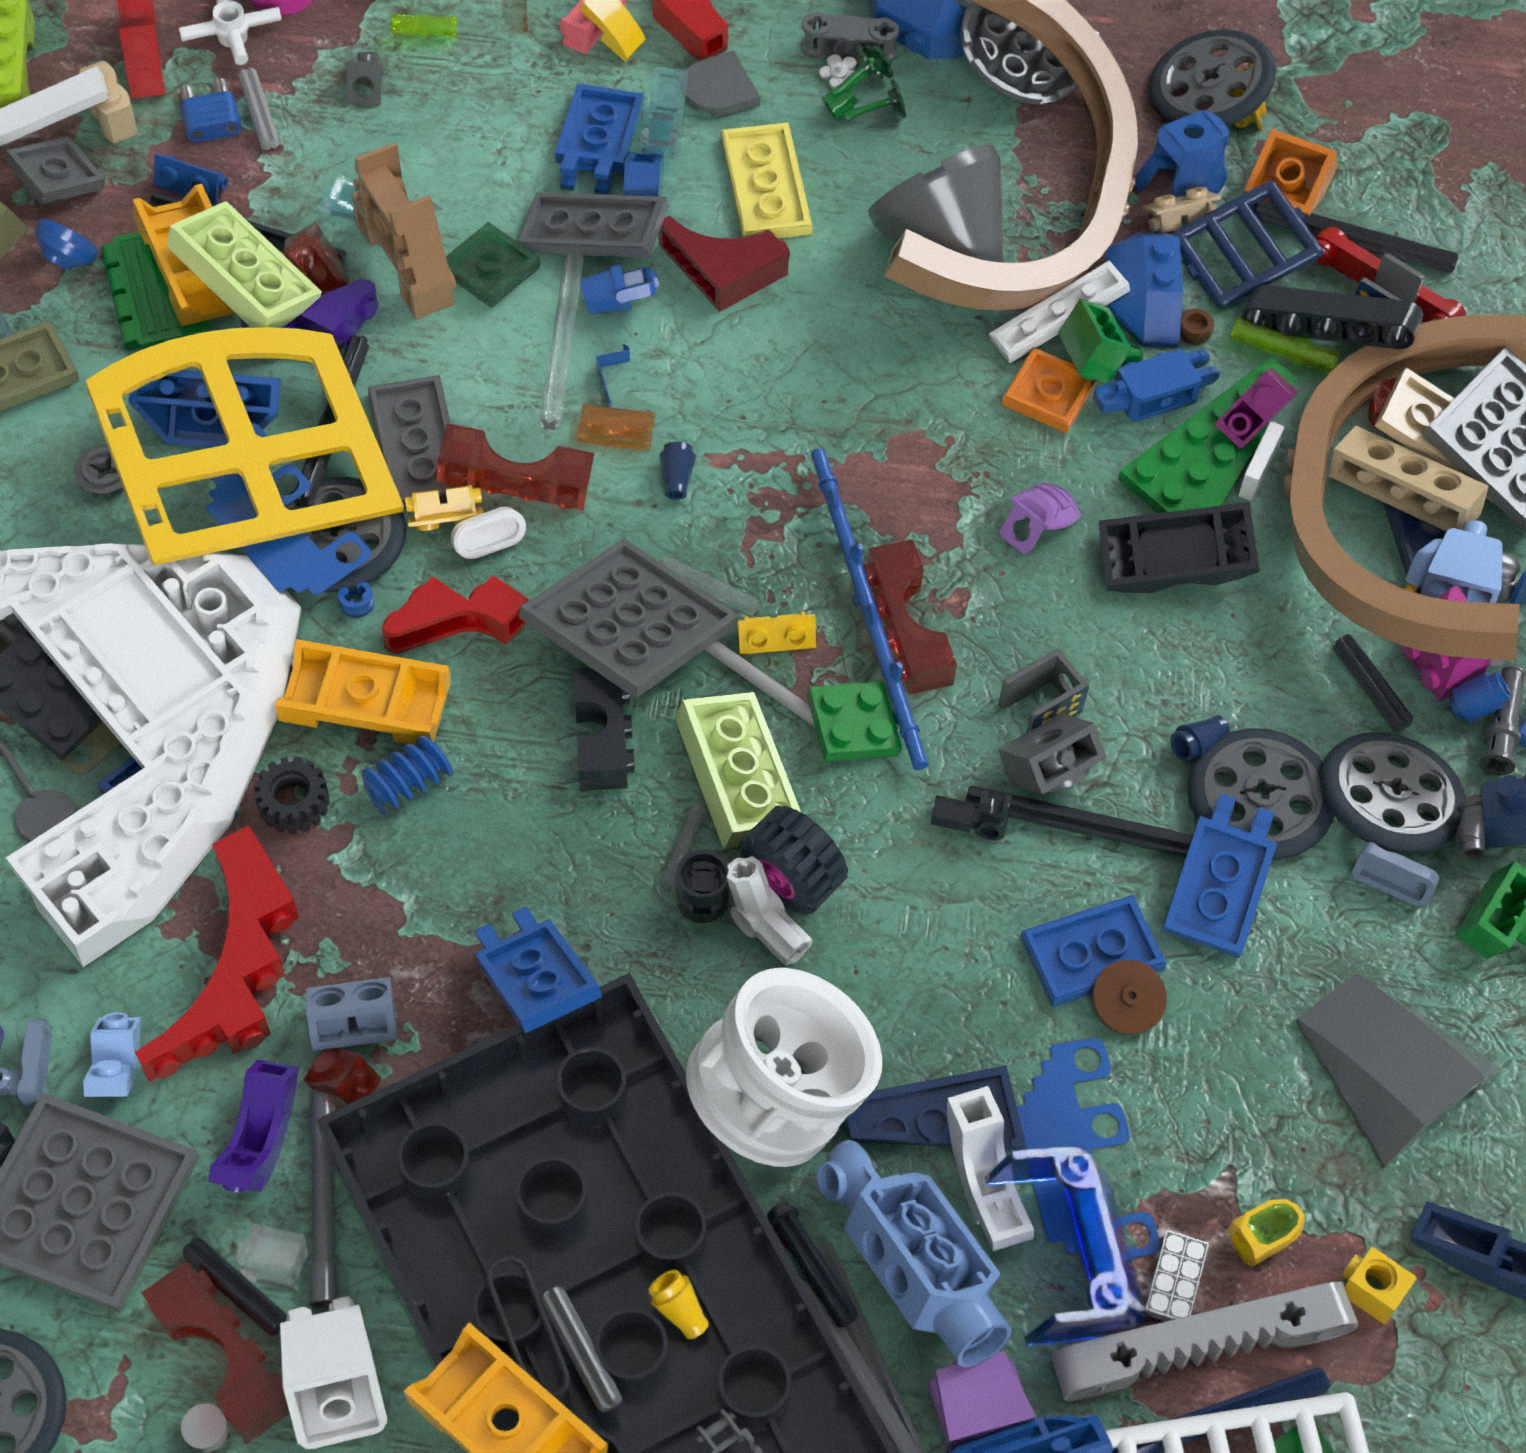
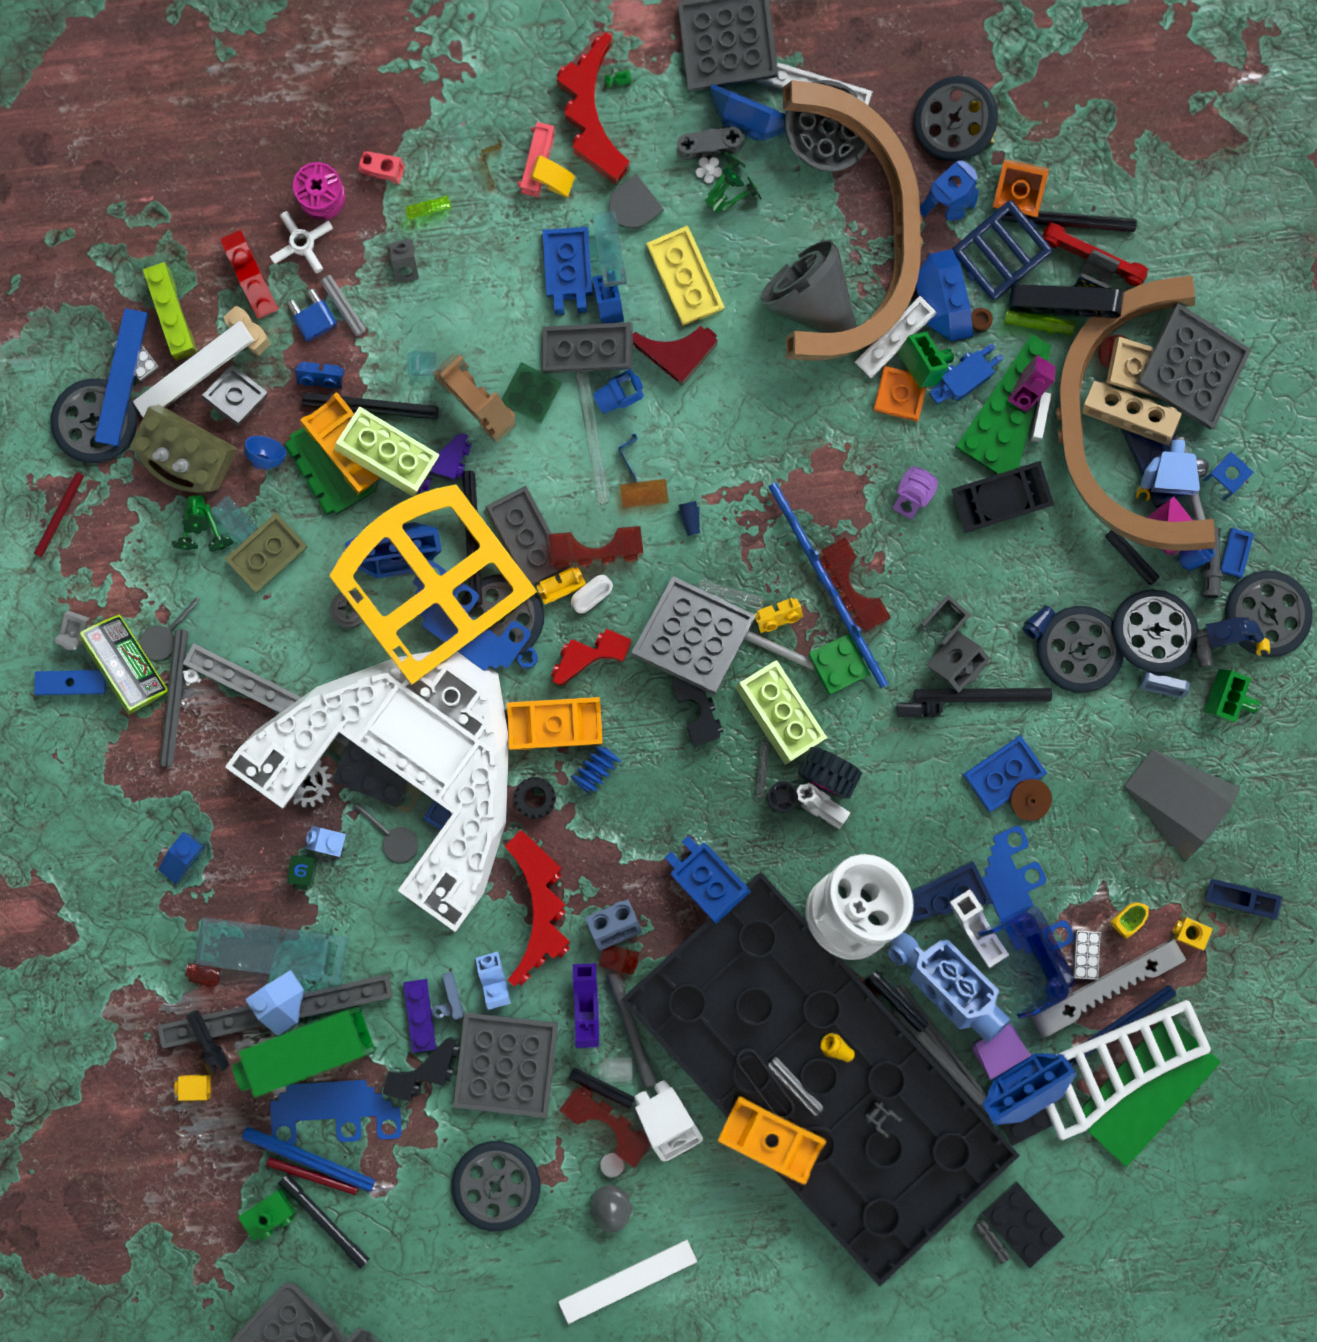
camera: 10 degrees left, 25 degrees up
(316, 258) = (426, 428): clear red slope -> none
(1168, 209) = (959, 226): tan hinge -> none
(1221, 880) = (1068, 714): blue tile -> none

